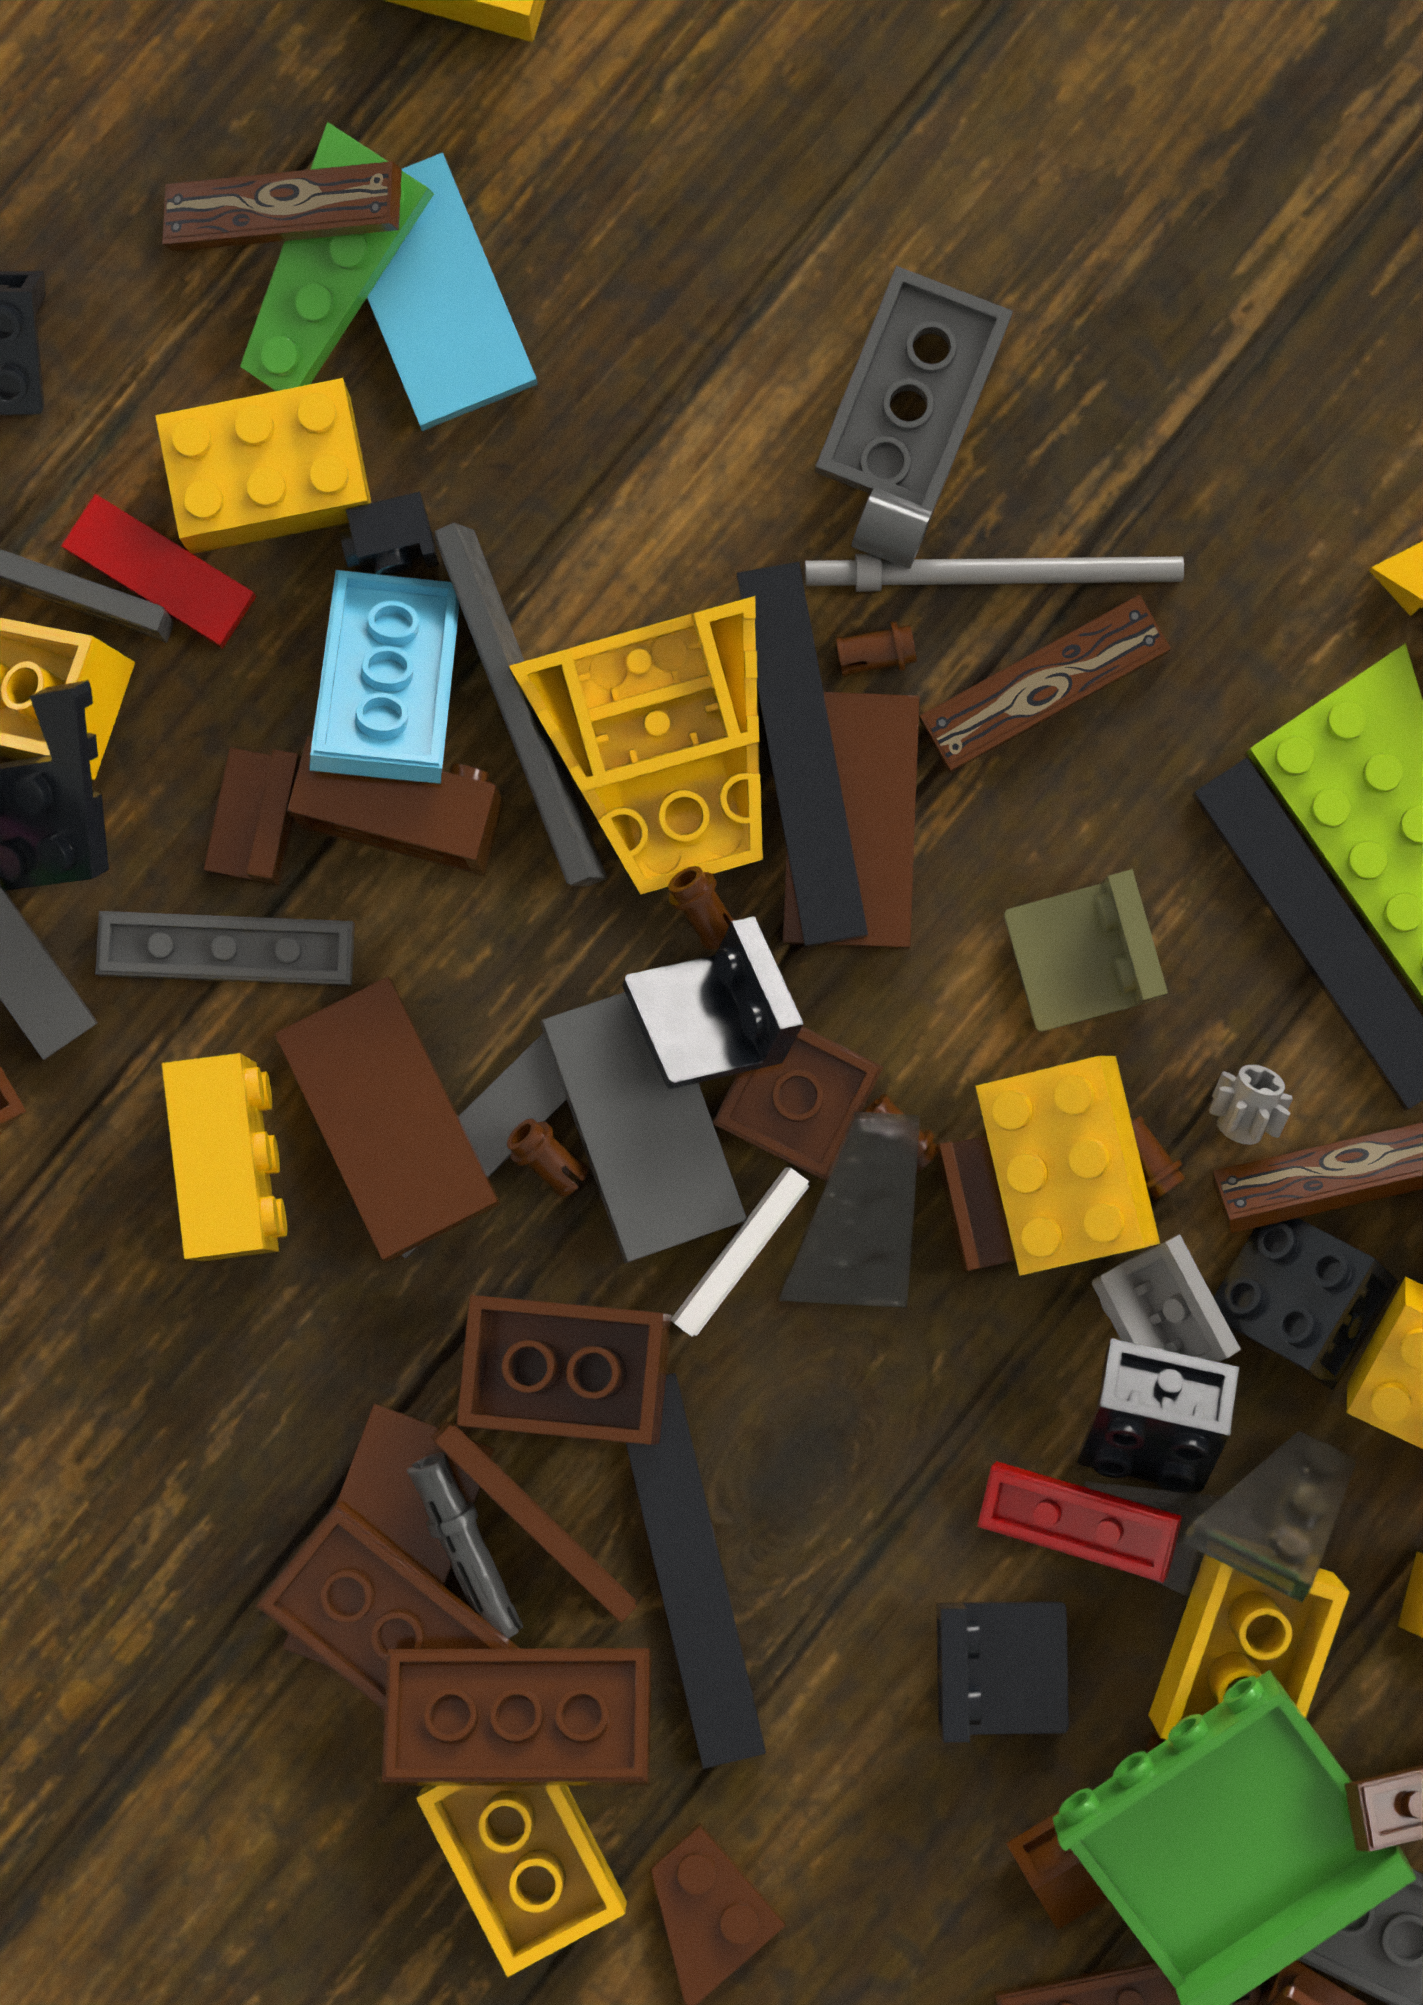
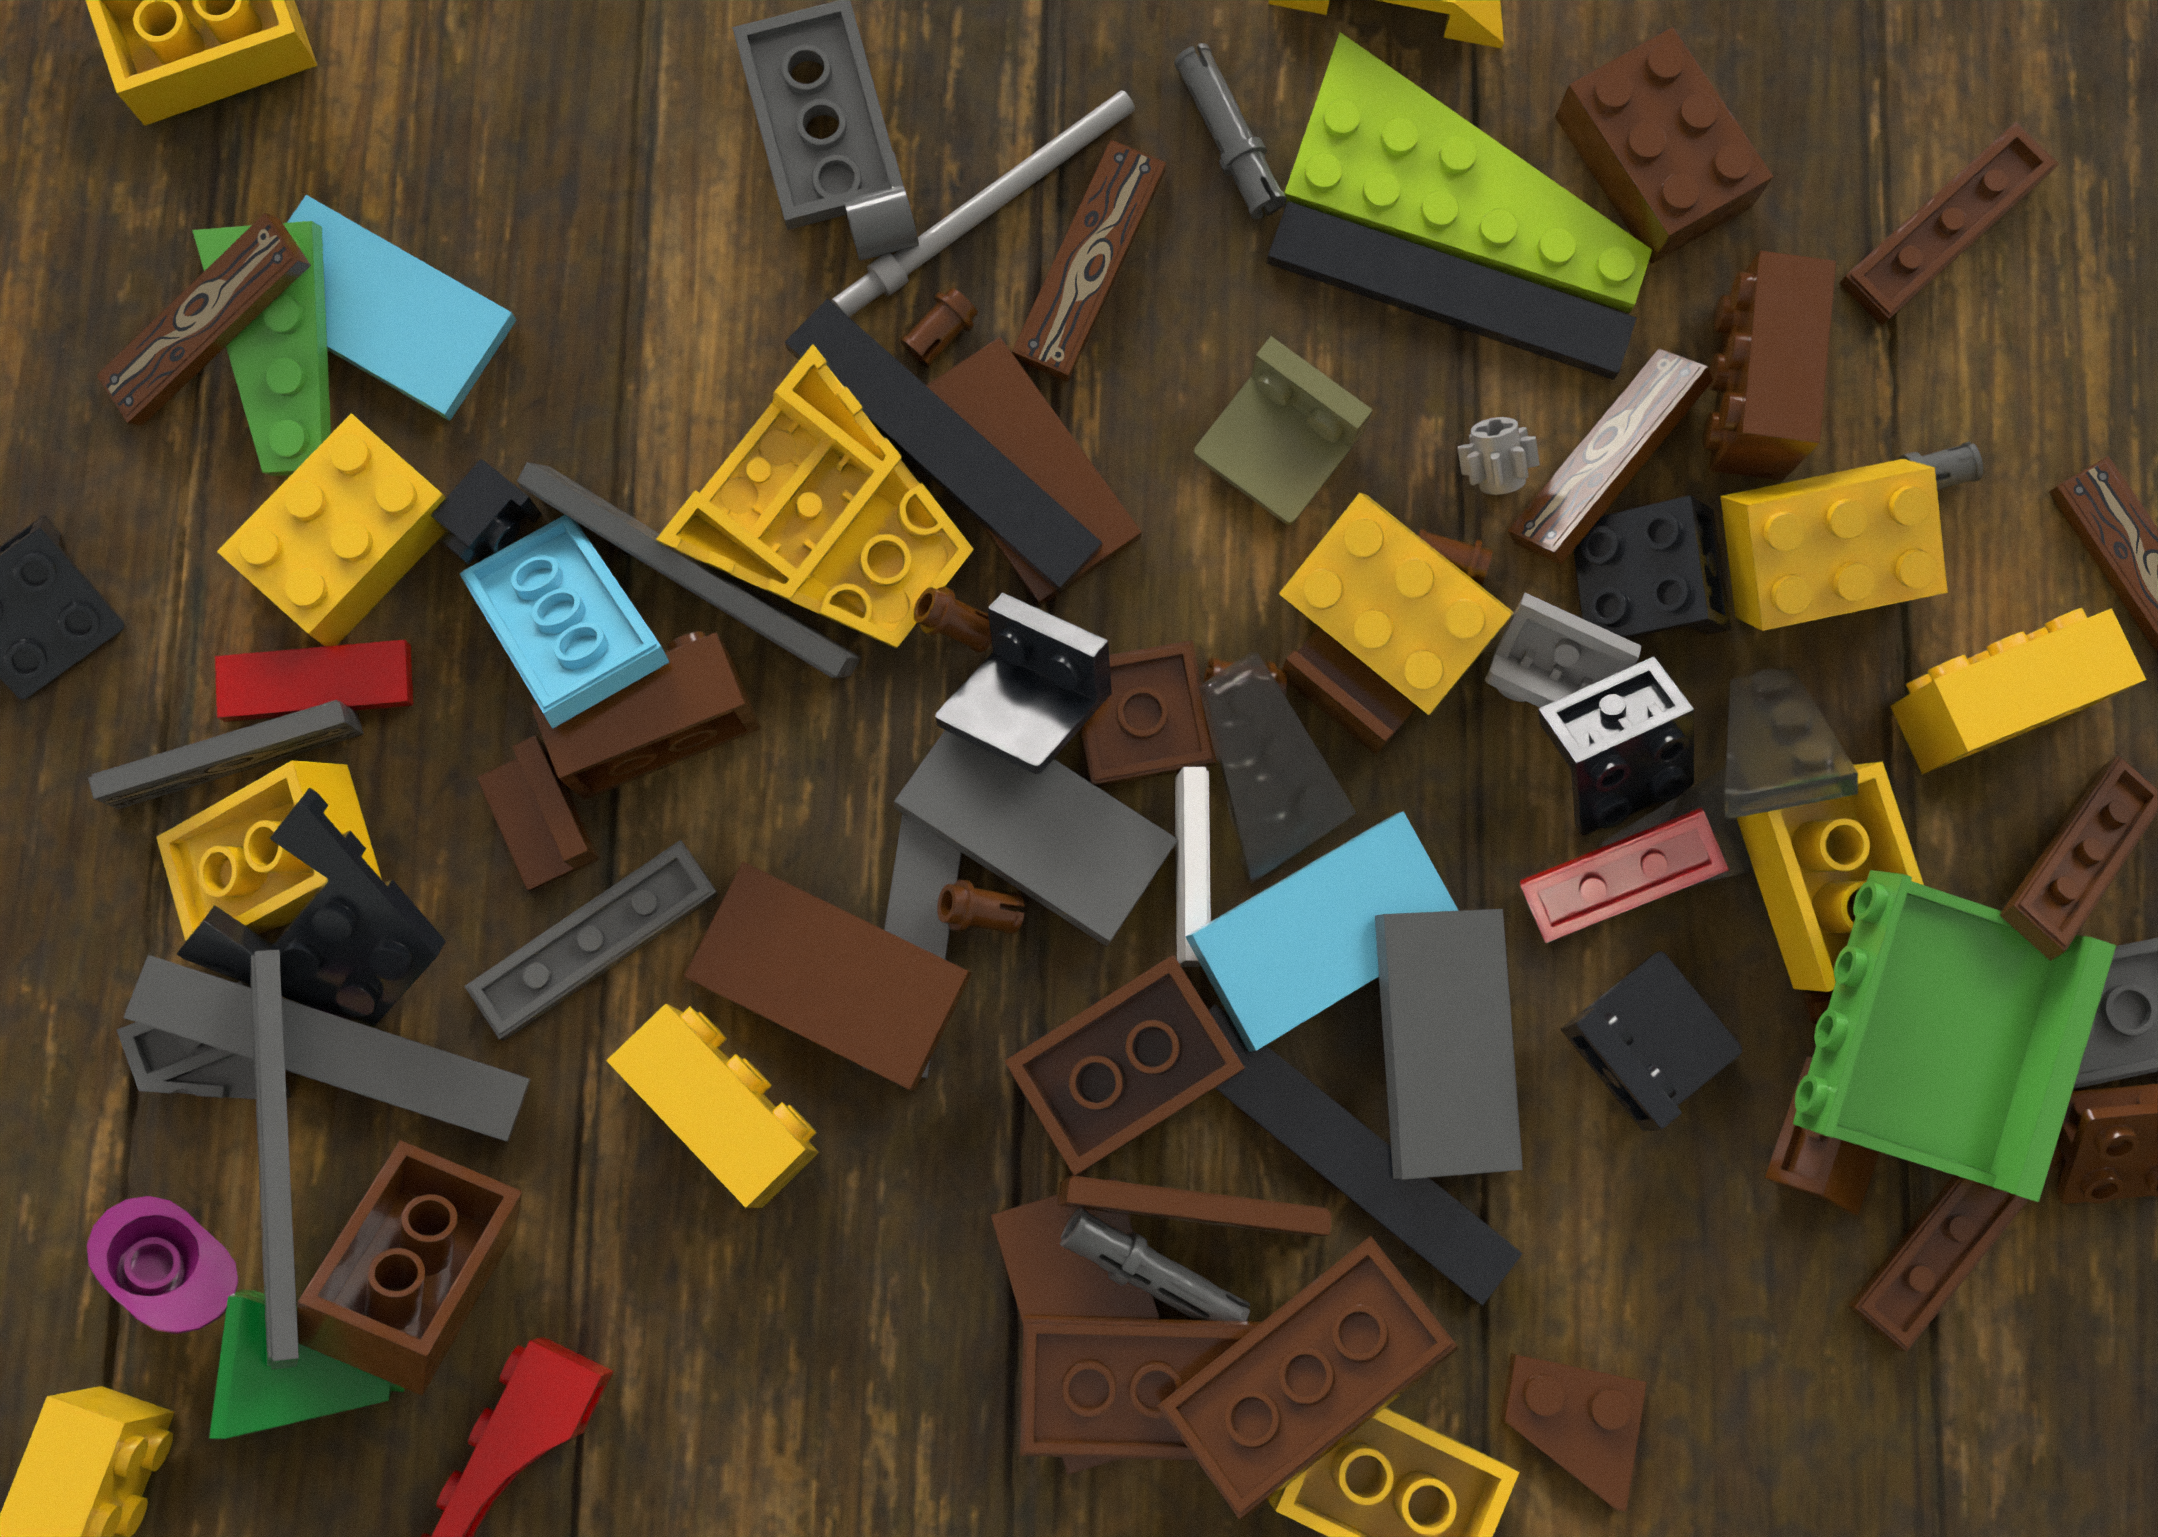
camera: 40 degrees left, 5 degrees down
(806, 1383) = (1315, 931): none -> medium azure tile
(834, 1545) = (1448, 1043): none -> dark grey tile
(1240, 686) = (1240, 151): none -> dark grey pin

